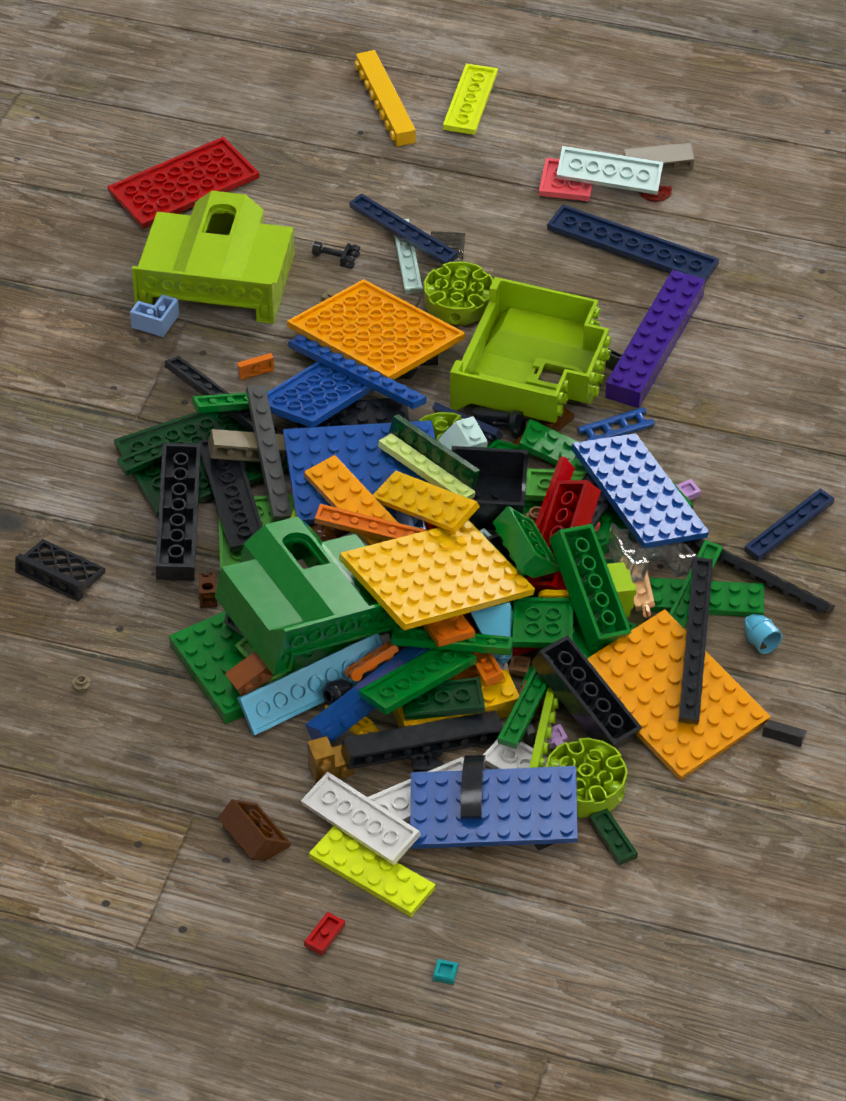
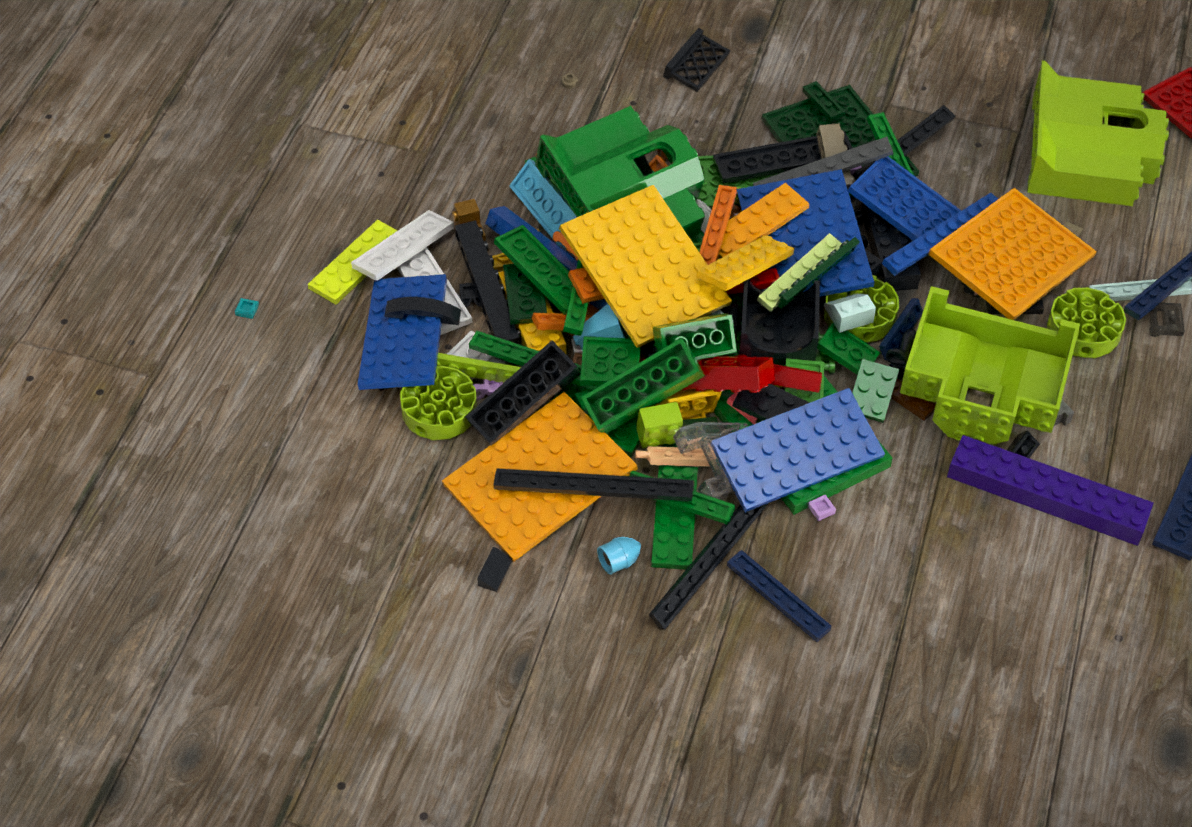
camera: 90 degrees right, 5 degrees up
(155, 318) = (1011, 105): light blue brick -> none
(178, 512) = (754, 120): black brick -> none
(253, 830) = (404, 185): reddish brown slope -> none
(255, 366) = (958, 175): orange plate -> none
(324, 933) = (293, 229): red plate -> none
(335, 689) = (547, 228): black head -> none
(345, 260) = (1136, 219): black bar -> none
(613, 836) = (374, 425): dark green plate -> none
(621, 418) = (912, 462): blue bar -> none

